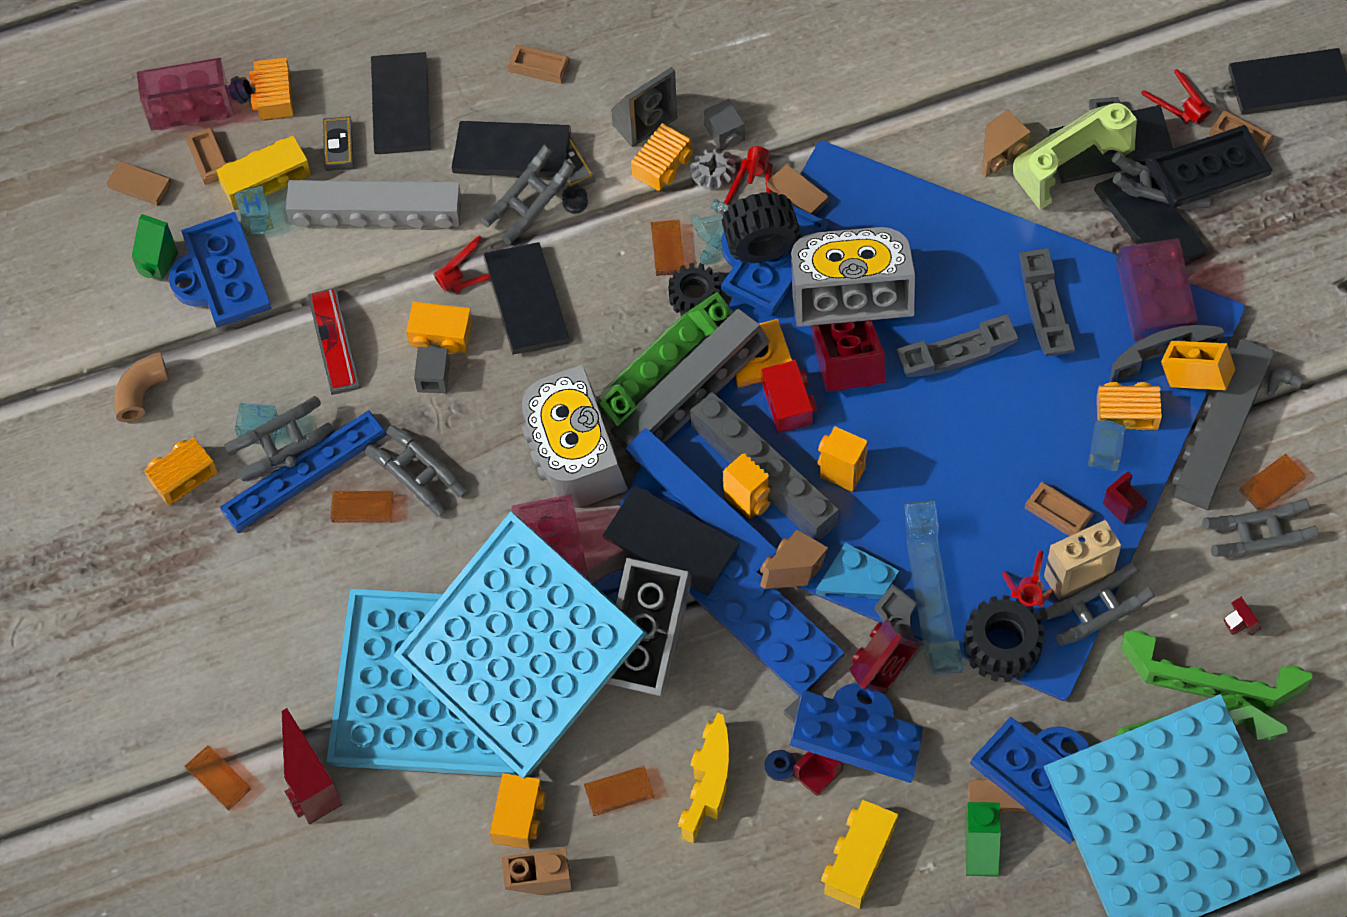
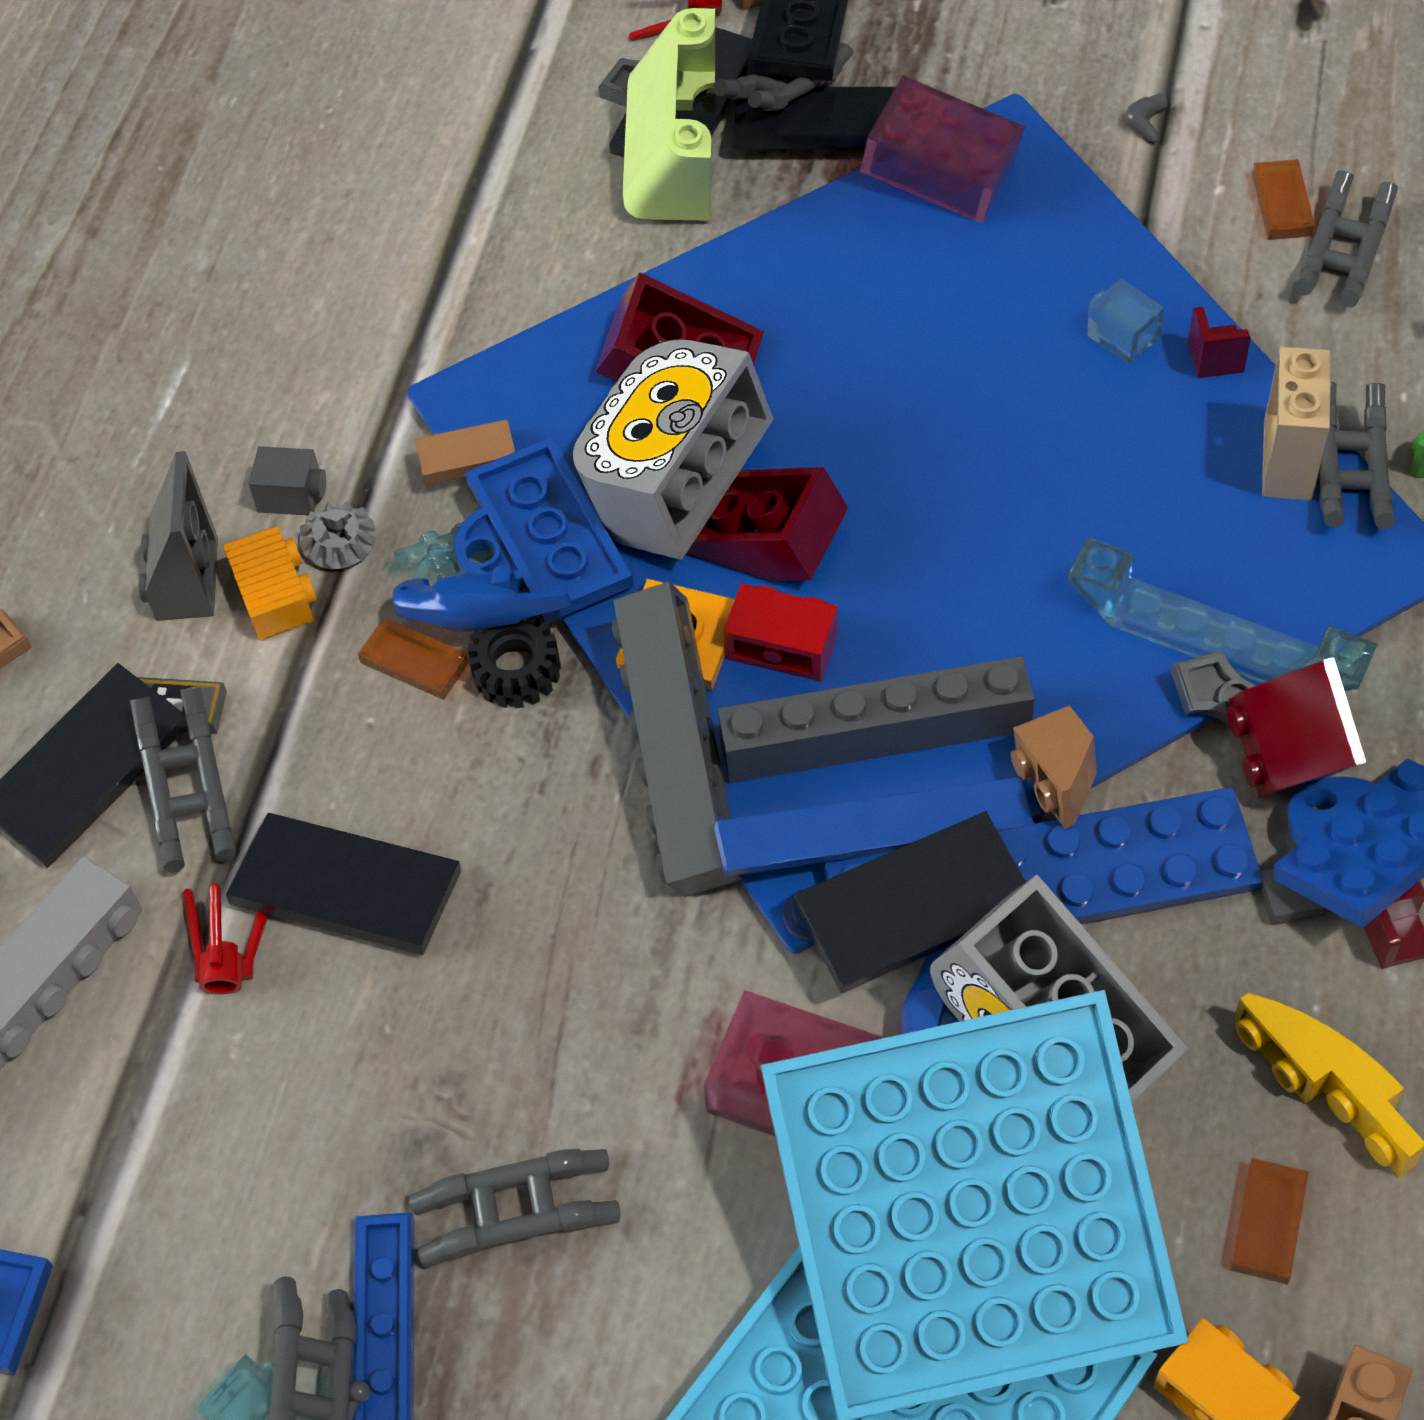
camera: 55 degrees left, 5 degrees down
(333, 341) = (190, 1198): slope -> none
(362, 506) = (516, 1327): clear orange tile -> none
(432, 369) = (362, 1080): dark grey brick -> none
(439, 326) = (298, 1028): light orange brick -> none
(571, 438) = (648, 938): brick -> none
(572, 192) = (231, 717): black bush -> none
(650, 366) = (575, 667): bright green slope -> none
(705, 249) = (474, 600): none -> blue animal
(746, 487) = (902, 748): light orange brick -> none
(755, 164) = (380, 479): red plant -> none
(761, 227) = (514, 497): black tyre -> none
(780, 774) = (1358, 985): dark blue plate -> none
(842, 458) = (941, 610): light orange brick -> none
(857, 575) = (1121, 704): dark azure wing -> none
(934, 245) = (658, 314): none -> dark red slope
(958, 350) = (859, 397): dark grey slope -> none
(1003, 141) = (582, 199): medium nougat slope -> none
(1009, 616) = (1350, 548): black tyre -> none
(1030, 588) = (1305, 498): red plant -> none
(1044, 303) = (864, 281): dark grey slope -> none
(1058, 510) = (1178, 426): medium nougat tile -> none
(1130, 406) = (1085, 263): light orange brick -> none
(1155, 345) = (1032, 159): dark grey slope -> none
(1198, 365) = (1088, 160): light orange brick -> none
(1222, 426) = (1173, 198): dark grey brick -> none

